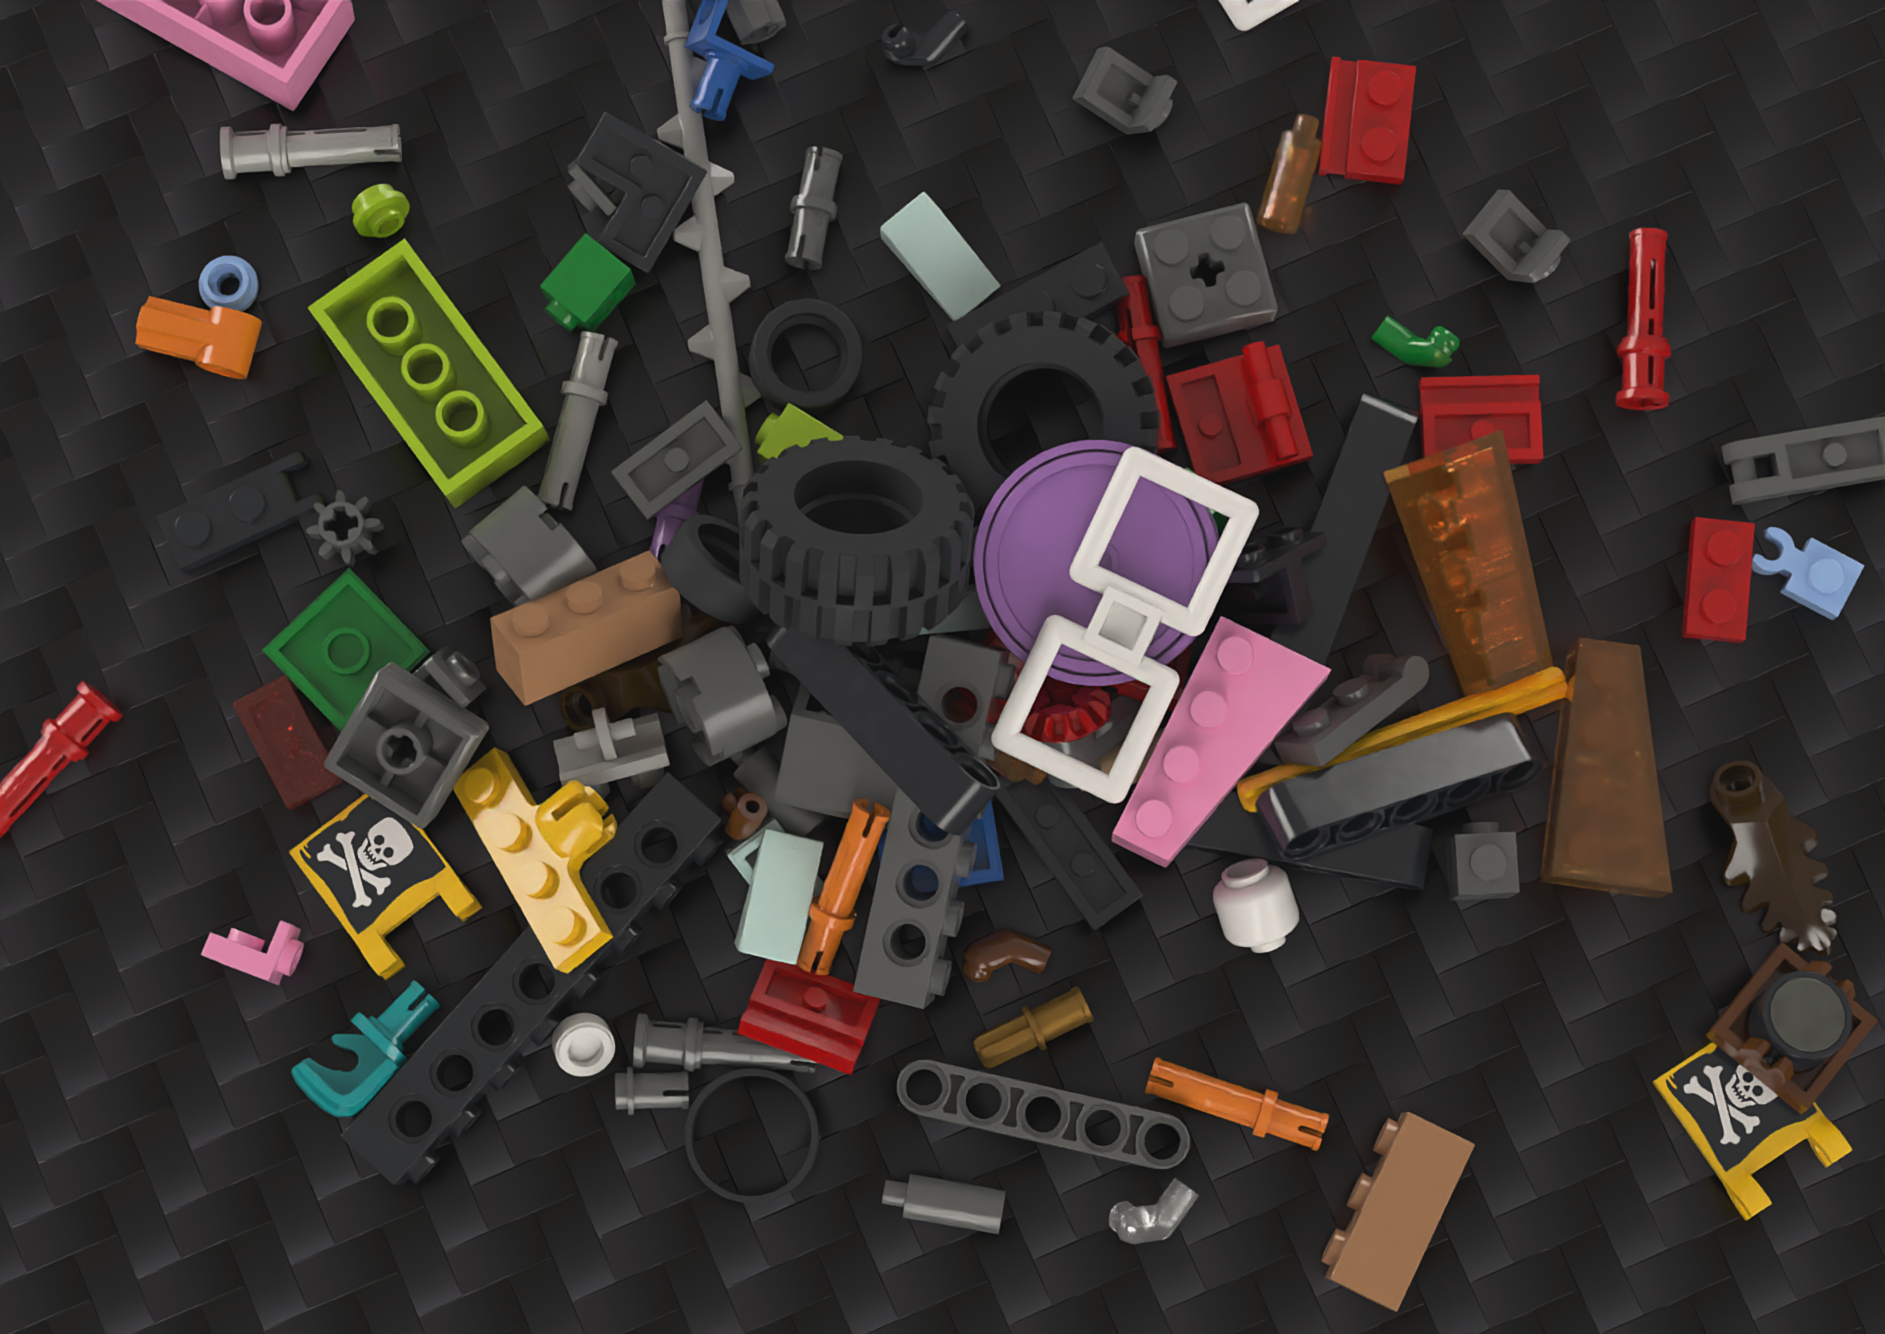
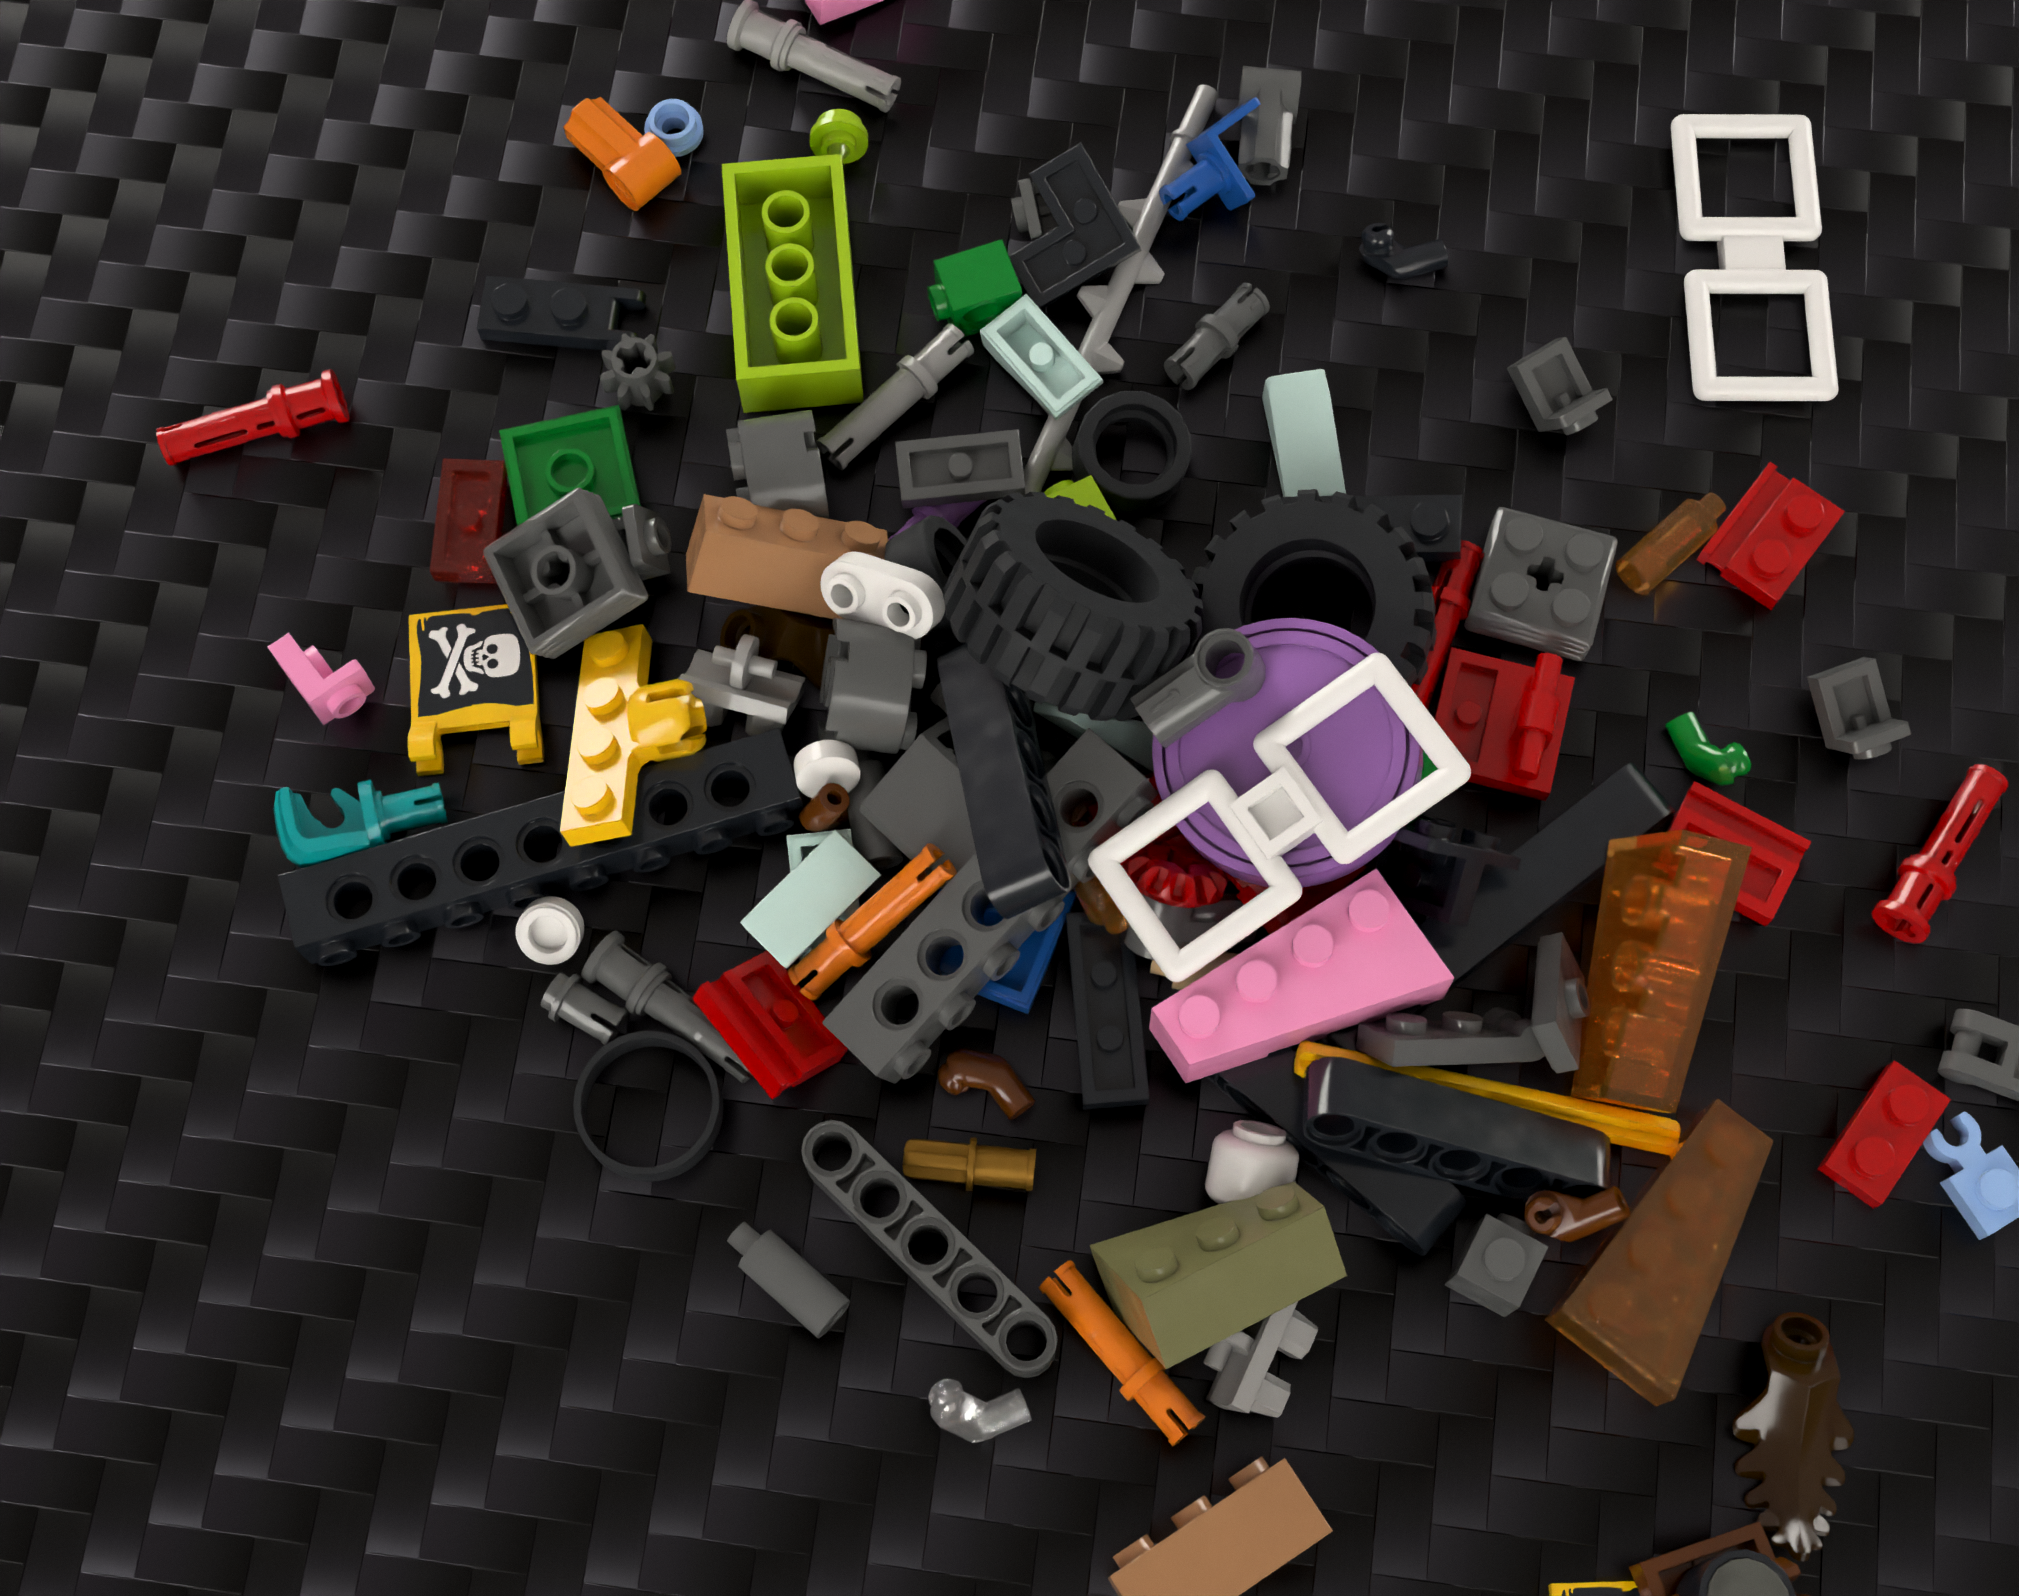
camera: 30 degrees right, 10 degrees down
(679, 317) = (1039, 357): none -> light aqua slope
(690, 616) = (879, 590): none -> white plate
(727, 782) = (826, 763): none -> white tile
(999, 561) = (1192, 690): none -> dark grey piece
(1276, 1001) = (1218, 1269): none -> olive wedge
(1331, 1045) = (1246, 1356): none -> light grey hips
(1416, 629) = (1559, 1003): none -> dark grey plate
(1520, 796) = (1573, 1217): none -> reddish brown arm

